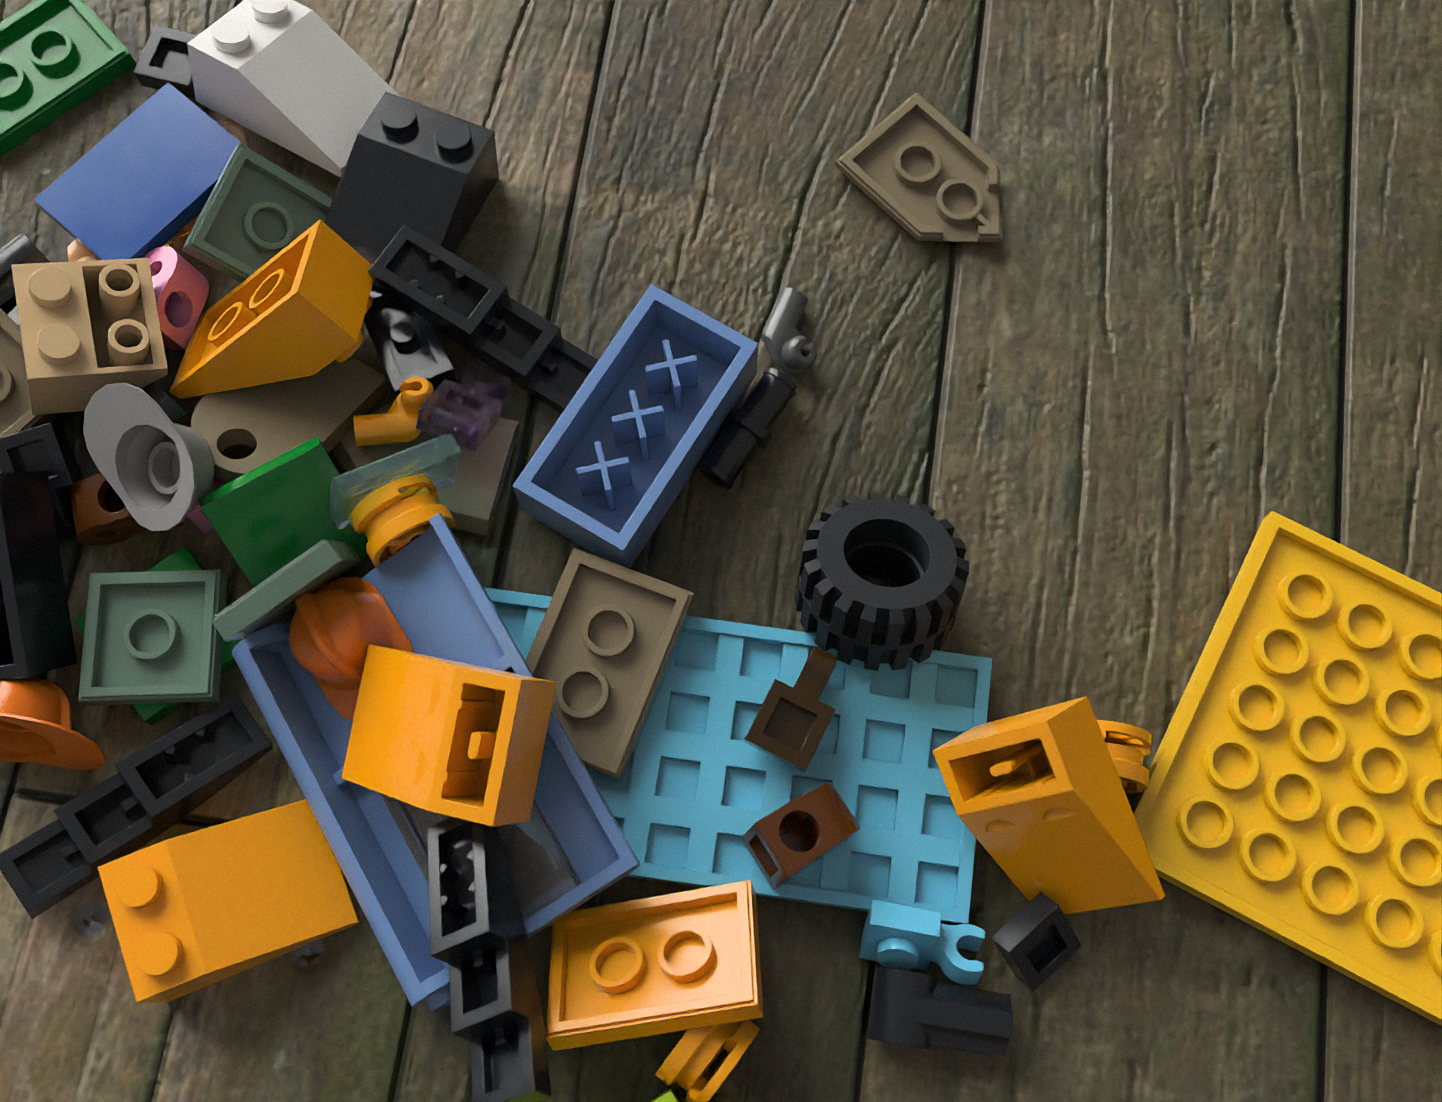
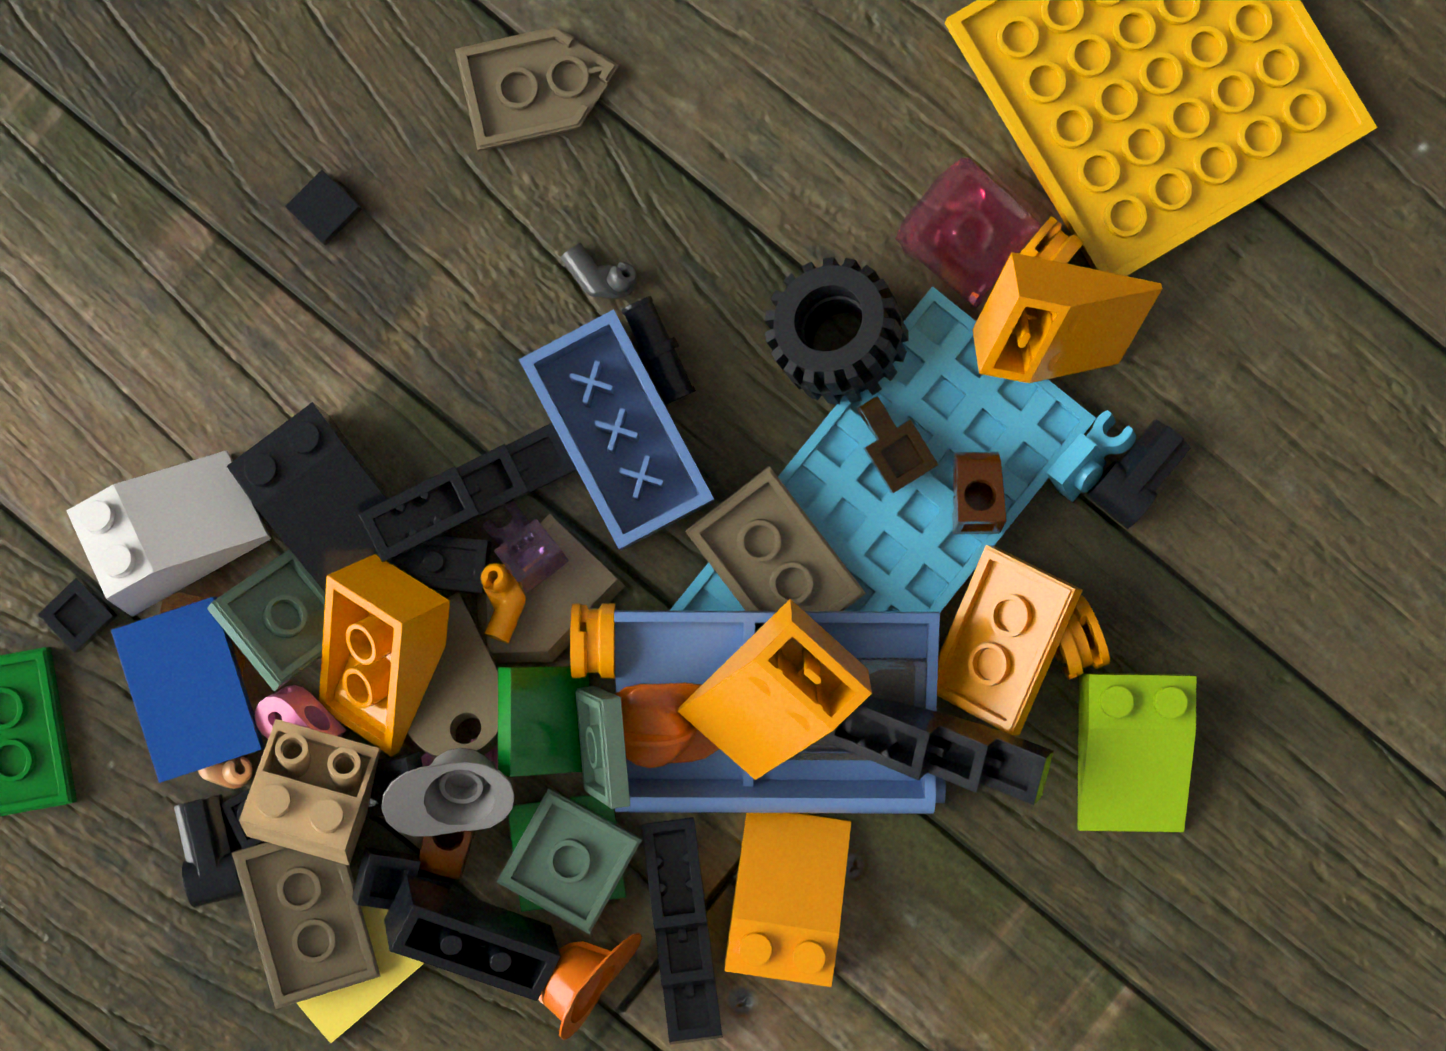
camera: 65 degrees left, 15 degrees up
(432, 458) = (559, 620): clear light blue tile -> none
(692, 65) = (323, 207): none -> black tile
(1036, 941) = (1132, 379): black plate -> none
(1072, 650) = (966, 229): none -> clear pink slope

